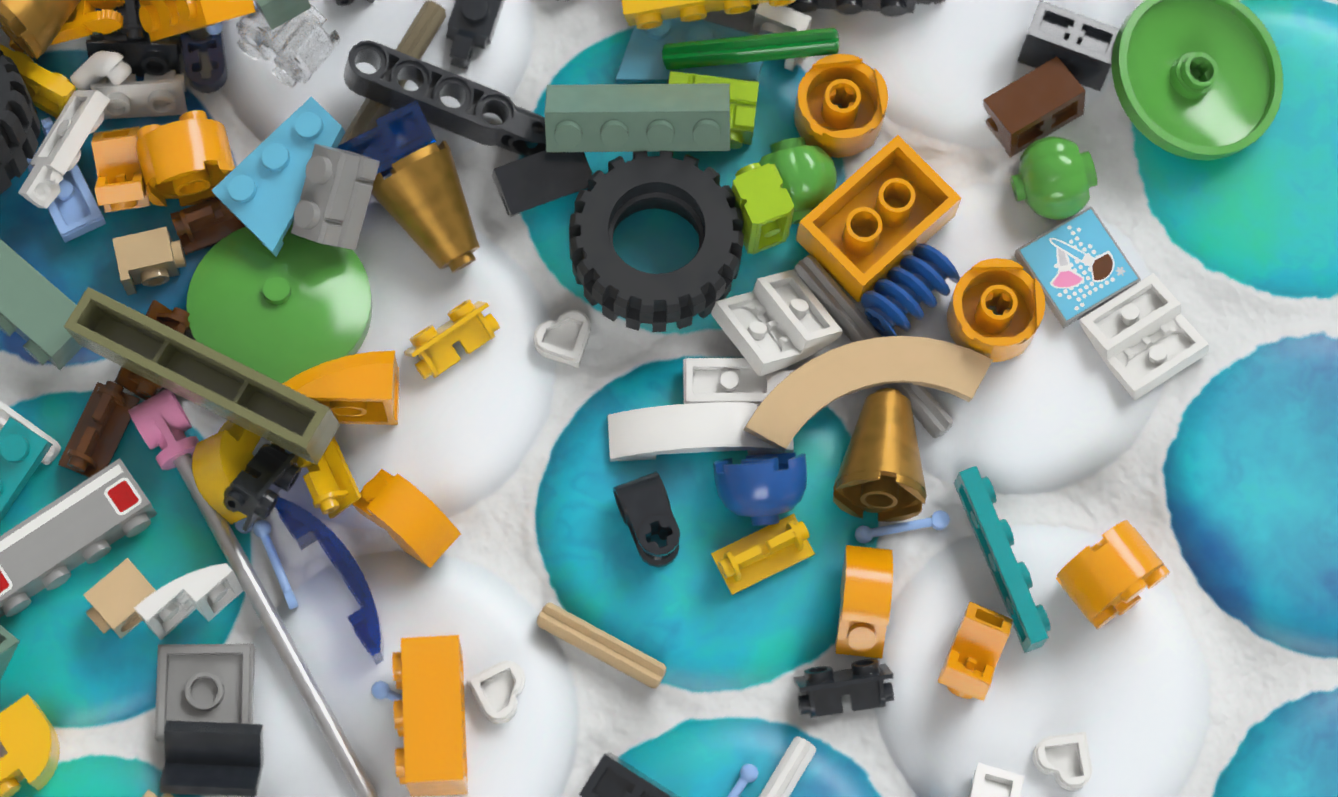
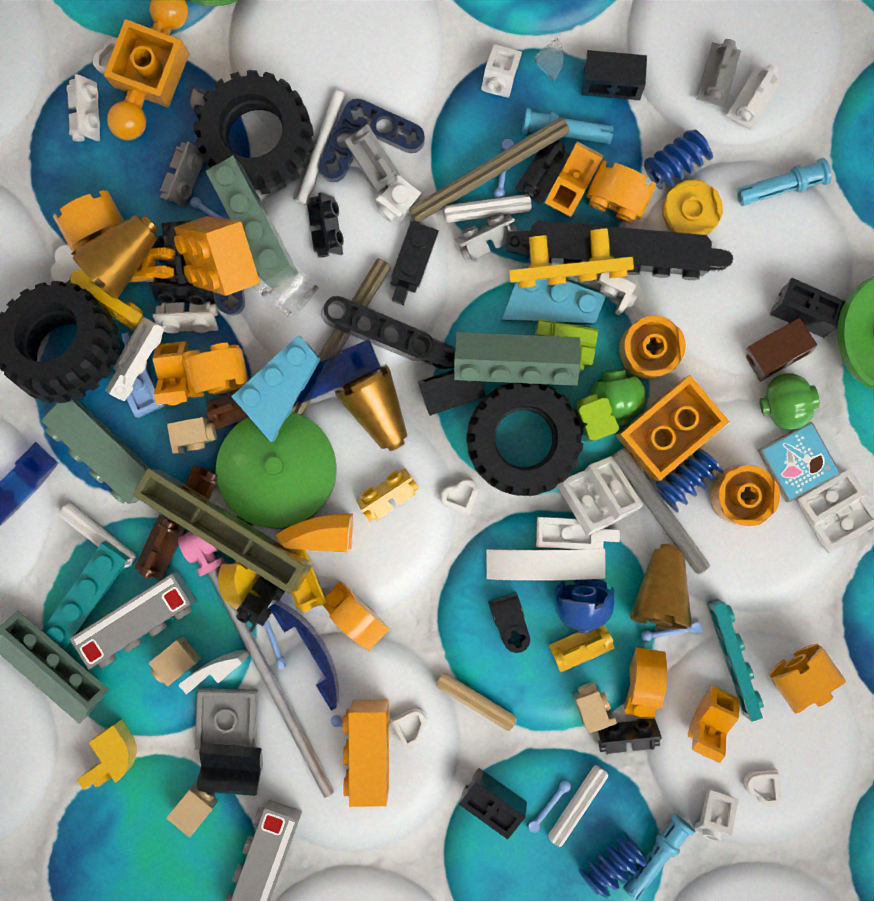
camera: 10 degrees right, 15 degrees up
(98, 66) = (160, 302): white arm -> none
(334, 197) = (312, 406): light grey brick -> none
(750, 48) = (594, 306): green axle -> none
(785, 642) = (593, 708): none -> tan brick
(861, 367) = (650, 532): tan tile -> none

